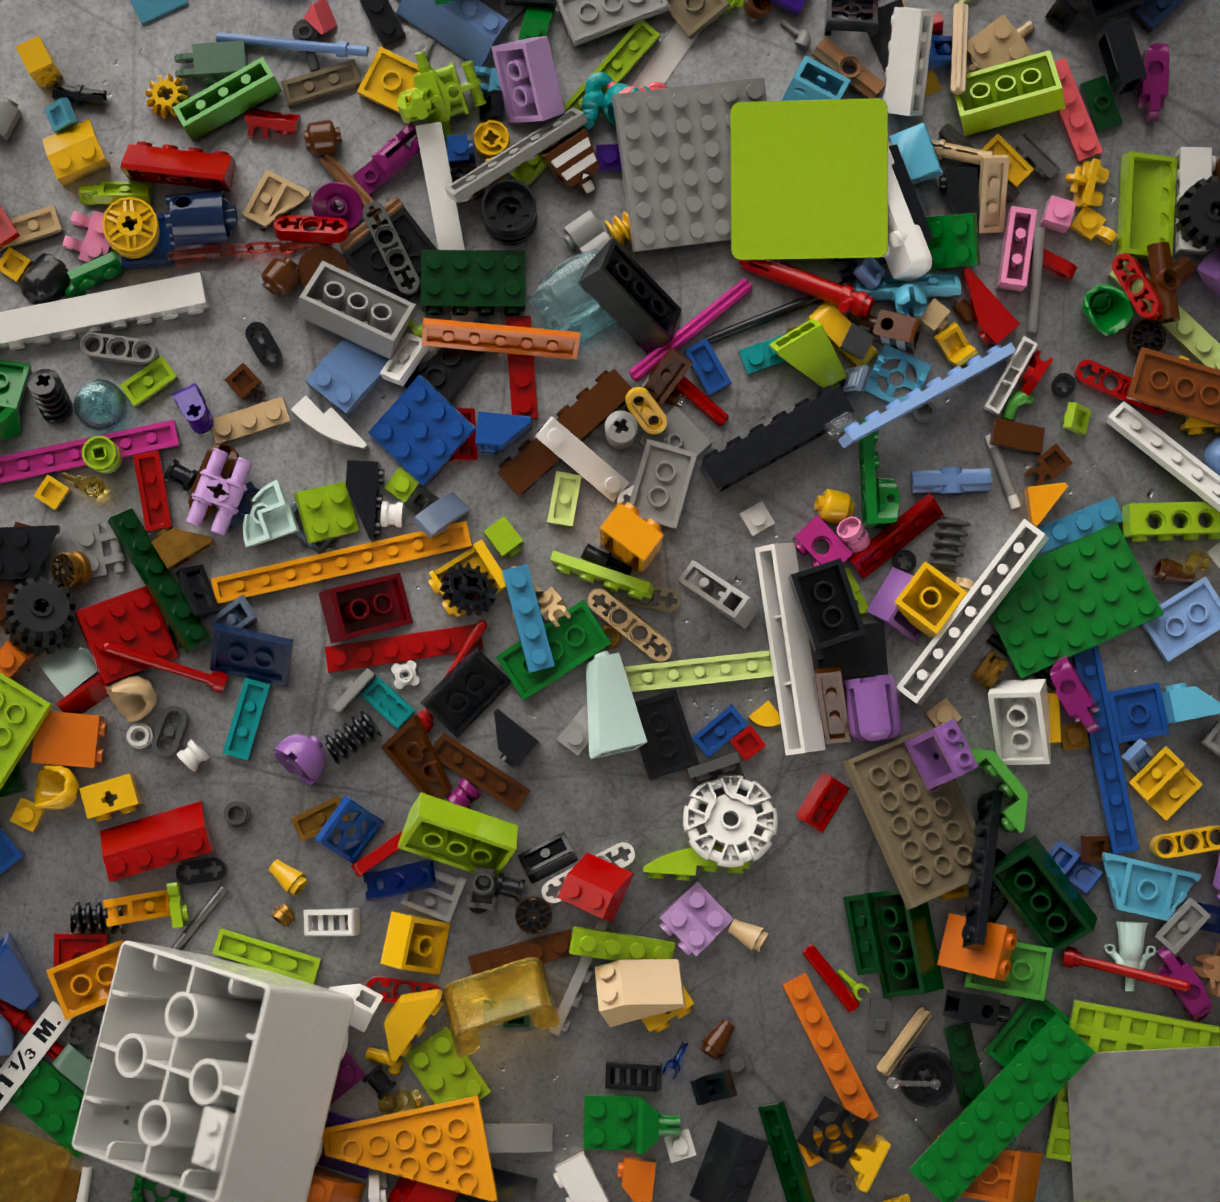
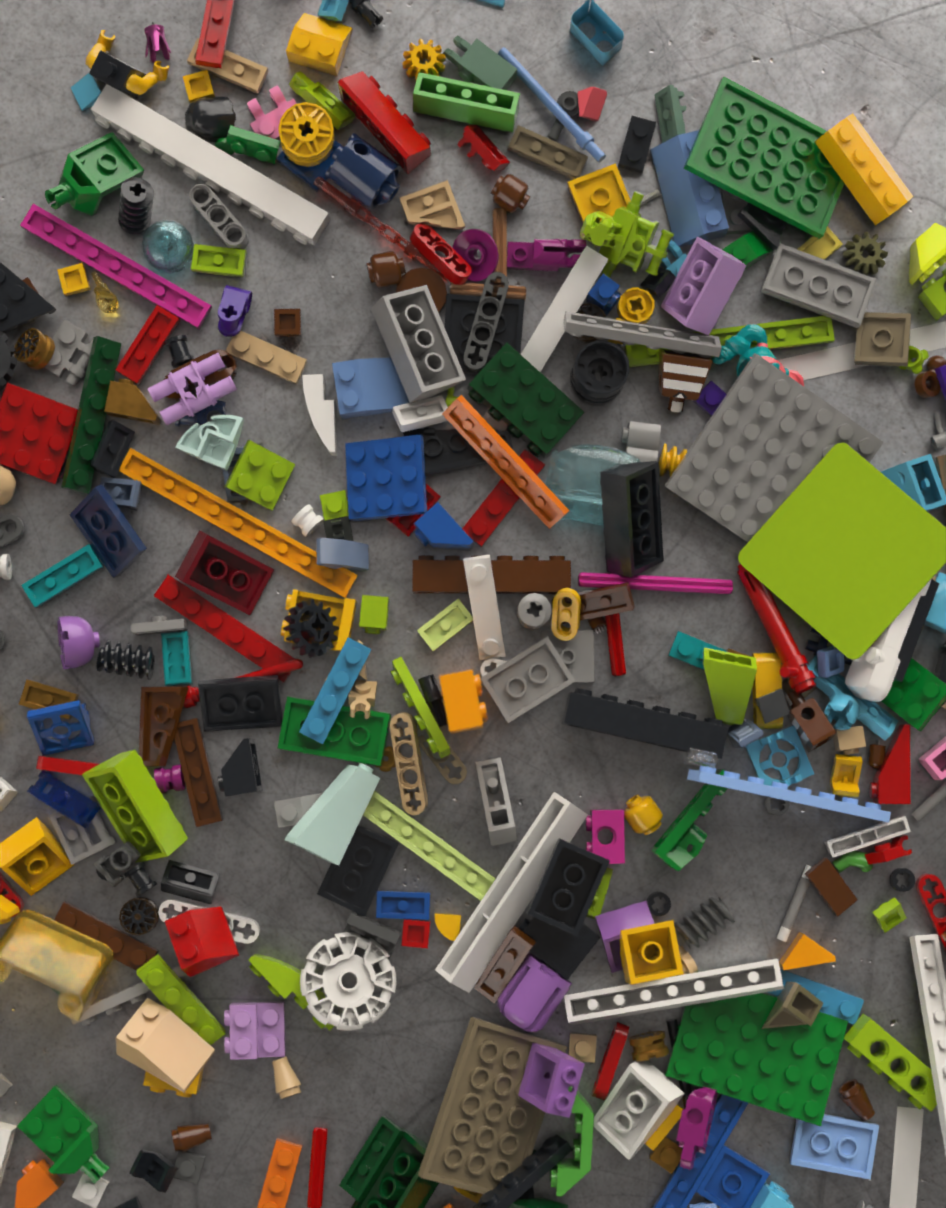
camera: 45 degrees right, 0 degrees up
(102, 454) = (132, 283): lime wheel -> none
(215, 681) = (64, 525): red piece -> none
(259, 348) = (334, 310): black beam -> none
(363, 487) = (303, 482): black slope -> none
(411, 679) = (216, 648): white plate -> none
(656, 1082) = (110, 1098): black slope -> none
(674, 1063) = (146, 1122): clear blue hand -> none
(707, 367) = (643, 622): blue plate -> none
(757, 518) = (576, 770): white plate -> none
(766, 316) = (722, 624): black bar -> none
(822, 802) = (431, 1028): red slope -> none
(853, 534) = (638, 849): bright pink wheel -> none
(853, 984) = (330, 1192): lime hand -> none
(896, 536) = (669, 880): red plate -> none
(951, 481) = (749, 875): medium blue piece -> none
(972, 706) = (610, 1061): none -> red beam
(1050, 464) = (838, 931): reddish brown plate -> none
(1068, 546) = (793, 1007): none -> dark tan slope
(1196, 559) = (882, 1105): clear yellow arm -> none

